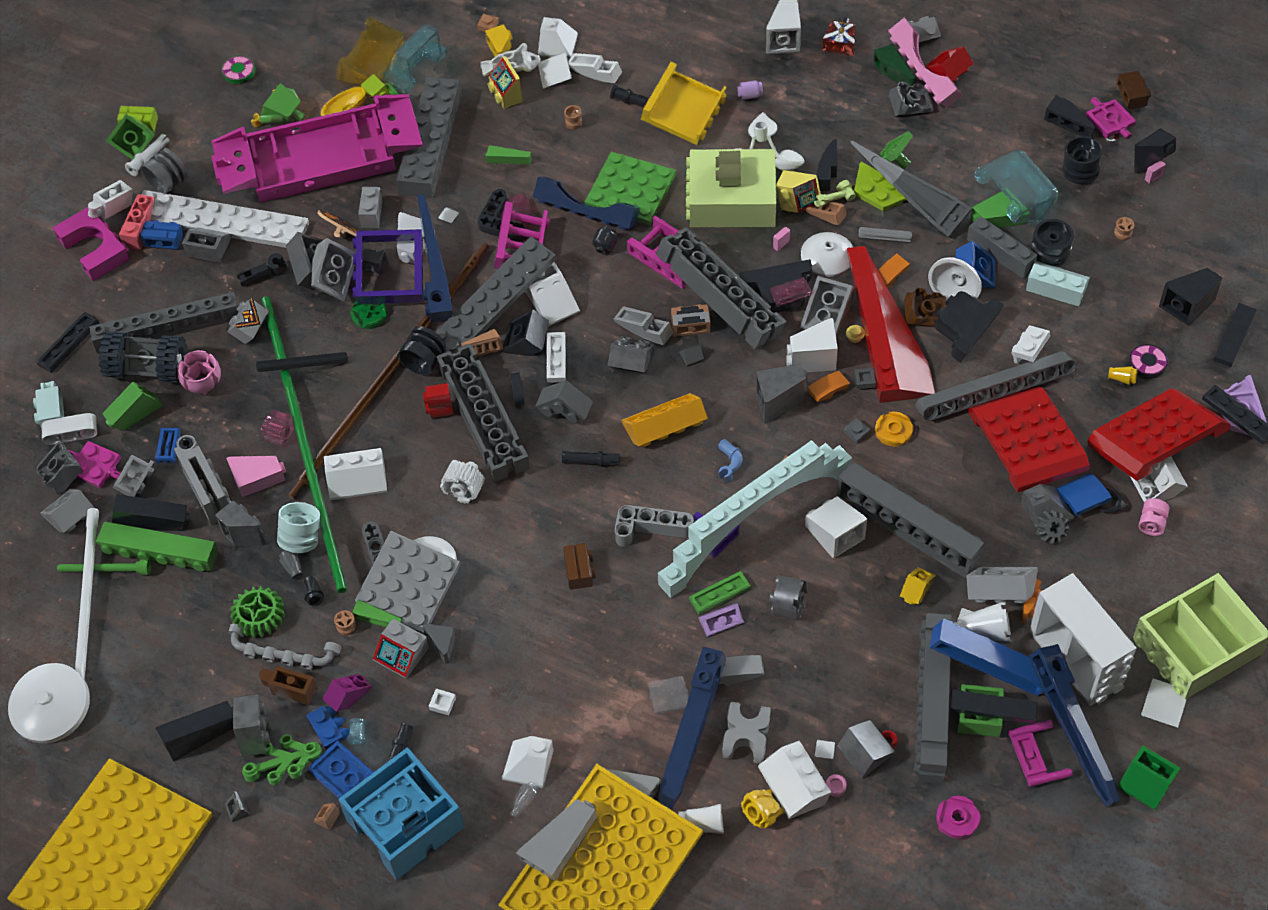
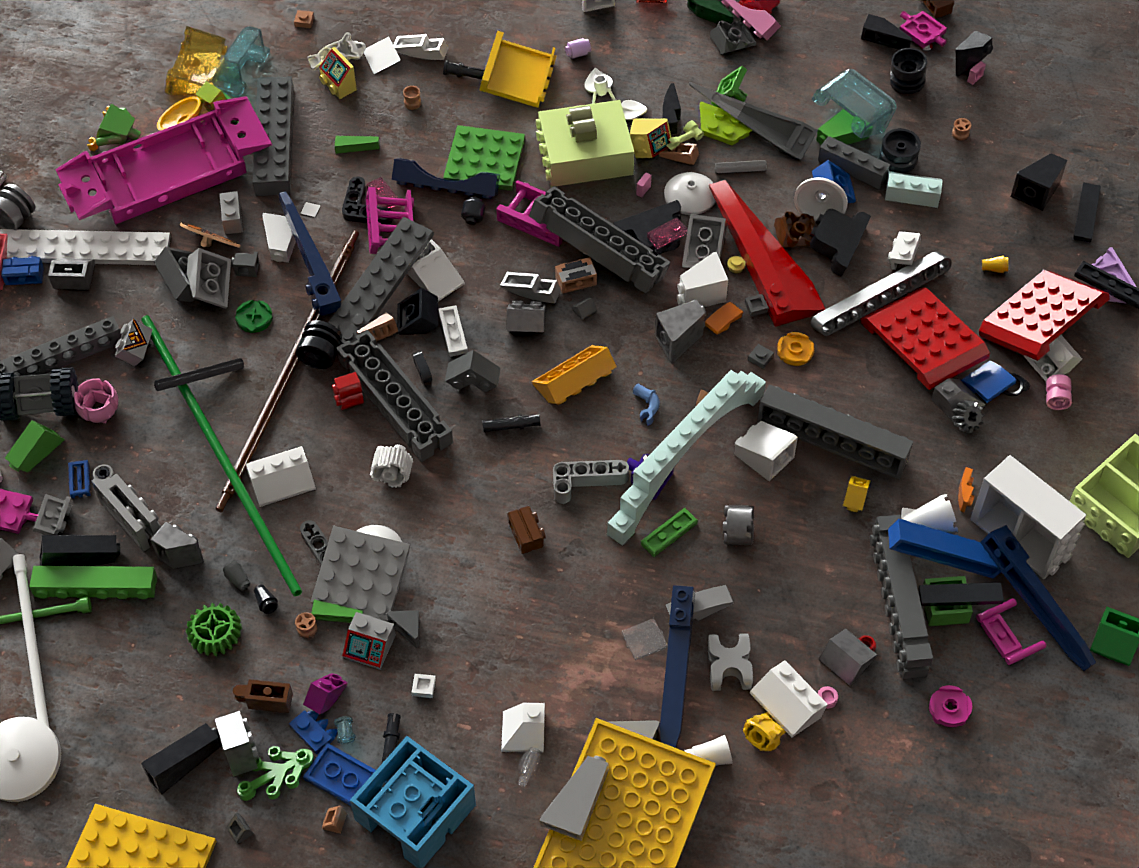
camera: 15 degrees left, 0 degrees up
(238, 69) = (61, 97): tile -> none
(249, 276) = (136, 290): black piece -> none
(256, 472) = (177, 491): bright pink slope -> none
(277, 428) = (190, 443): clear pink piece -> none
(288, 657) = (256, 668): light grey bar -> none
(298, 527) = (237, 538): light aqua wheel -> none
(391, 296) = (269, 297): dark purple window -> none
(499, 39) = (319, 33): yellow slope -> none
(556, 38) = (376, 24): white slope -> none
(721, 619) = (677, 557): lavender slope -> none
(824, 749) = (807, 664): white sticker -> none
(892, 269) = (757, 197): orange slope -> none
(1001, 584) = (936, 478): light grey slope -> none
(1148, 361) = (1015, 247): tile -> none
(1163, 703) = (1110, 565): white sticker -> none

